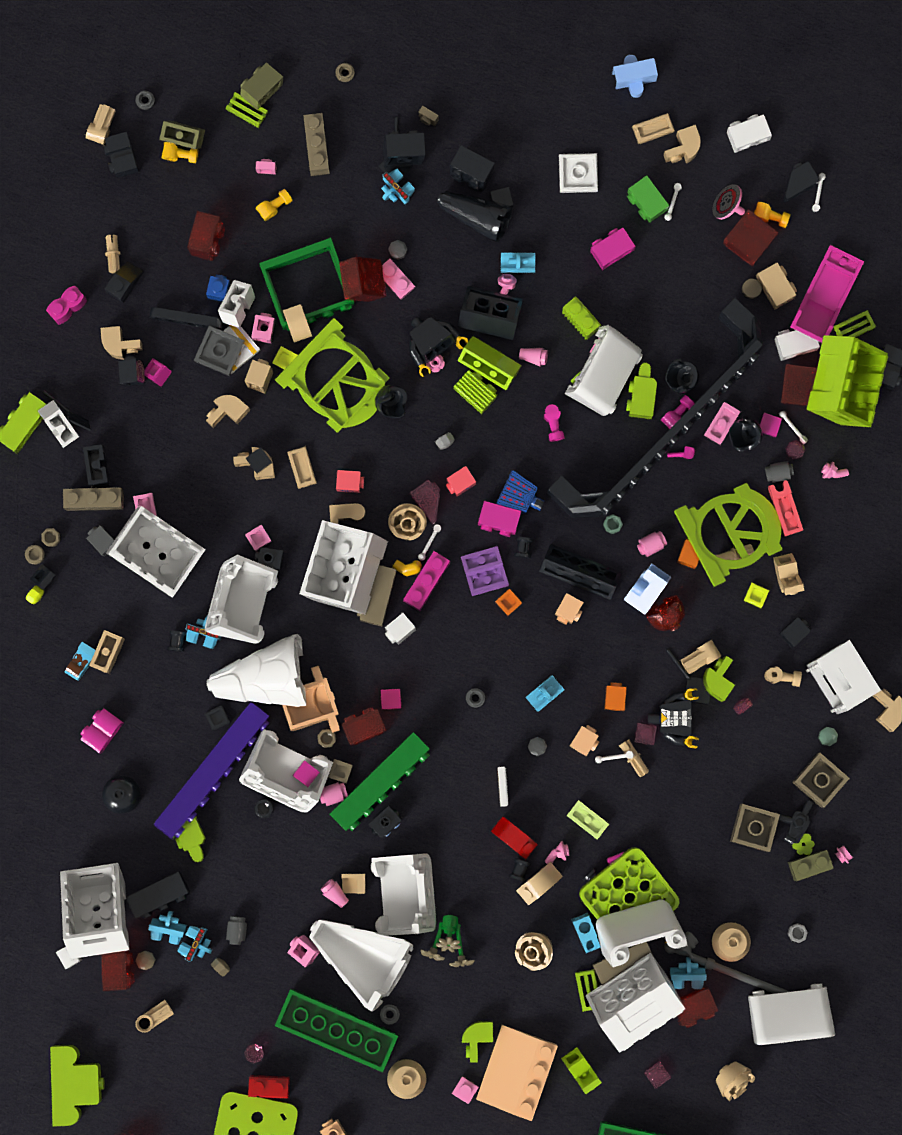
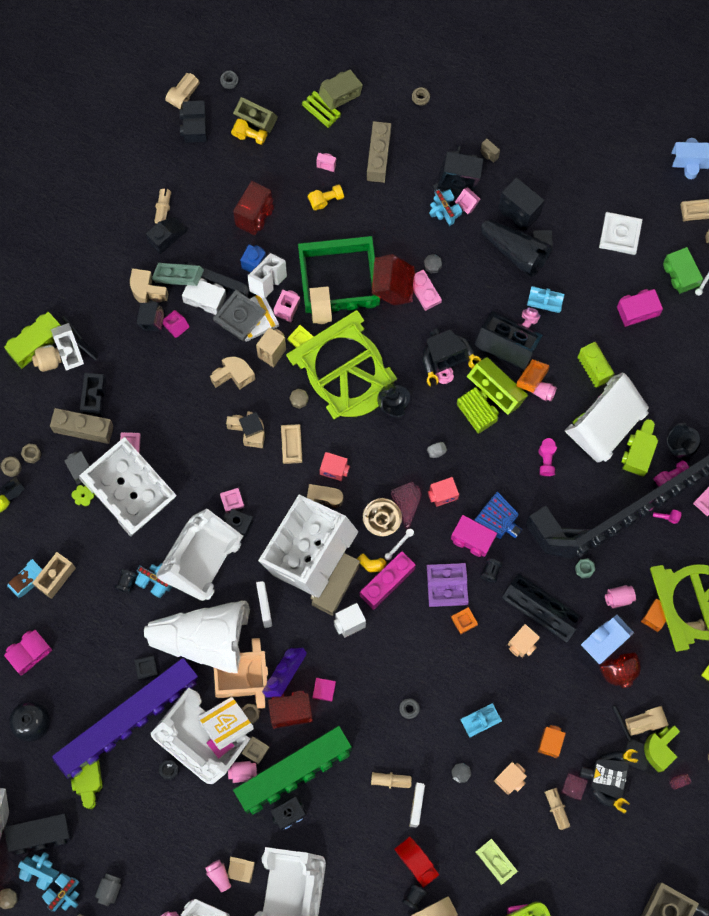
camera: 10 degrees right, 10 degrees down
(40, 438) = (46, 358): none -> tan head
(70, 302) = (108, 241): dark pink brick -> none
(106, 567) = (77, 495): none -> lime plant
(147, 323) = (177, 274): none -> sand green plate
(178, 337) = (205, 296): none -> white brick
(298, 420) = (299, 398): none -> dark tan tile
(306, 753) = (225, 723): none -> white tile
(315, 633) = (264, 604): none -> white tile
(350, 693) = (284, 672): none -> dark purple plate
(417, 175) = (467, 200): none -> bright pink plate
(473, 768) = (391, 780): none -> tan axle
(522, 344) = (532, 375): none -> orange tile
(561, 852) = (461, 888): bright pink plate -> none
(629, 754) = (554, 803): white hinge -> none

